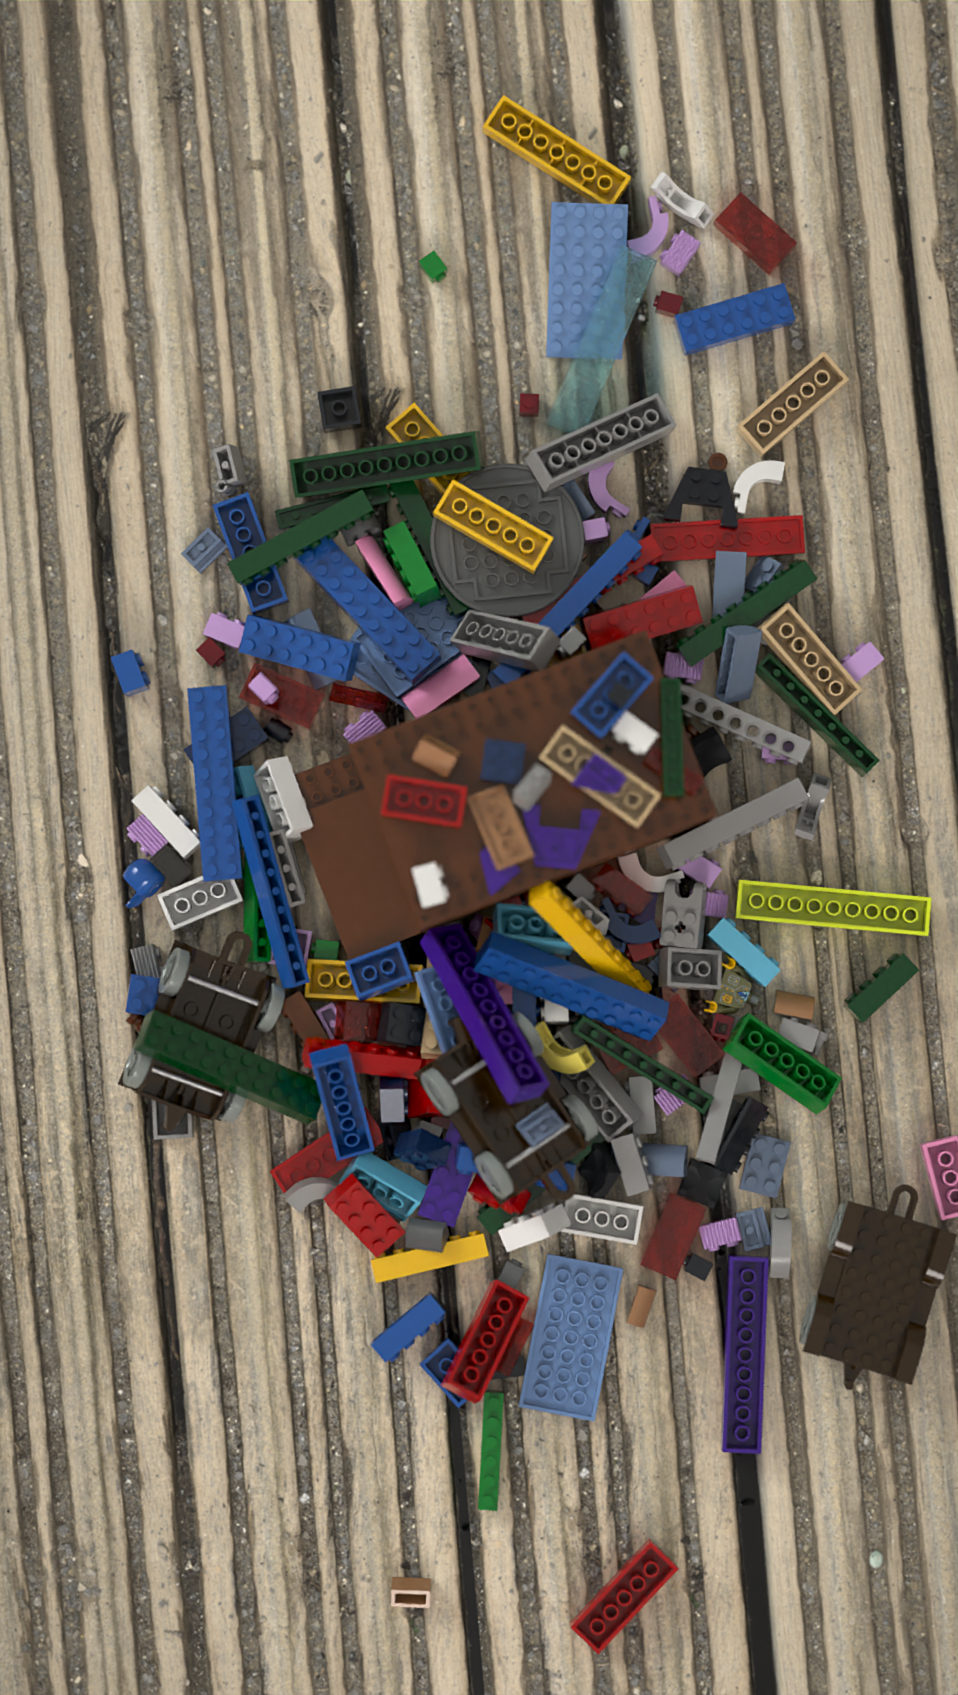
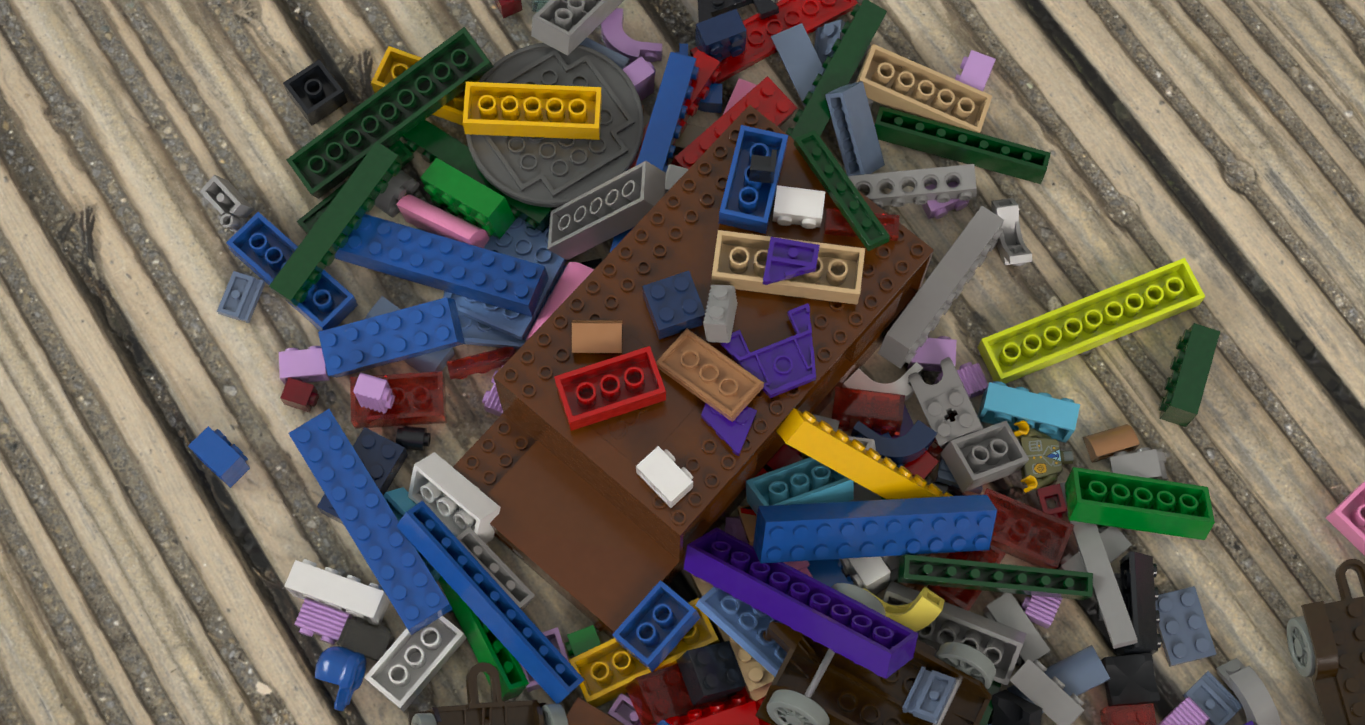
camera: 30 degrees left, 15 degrees down
(676, 531) = (721, 36): none -> dark blue brick

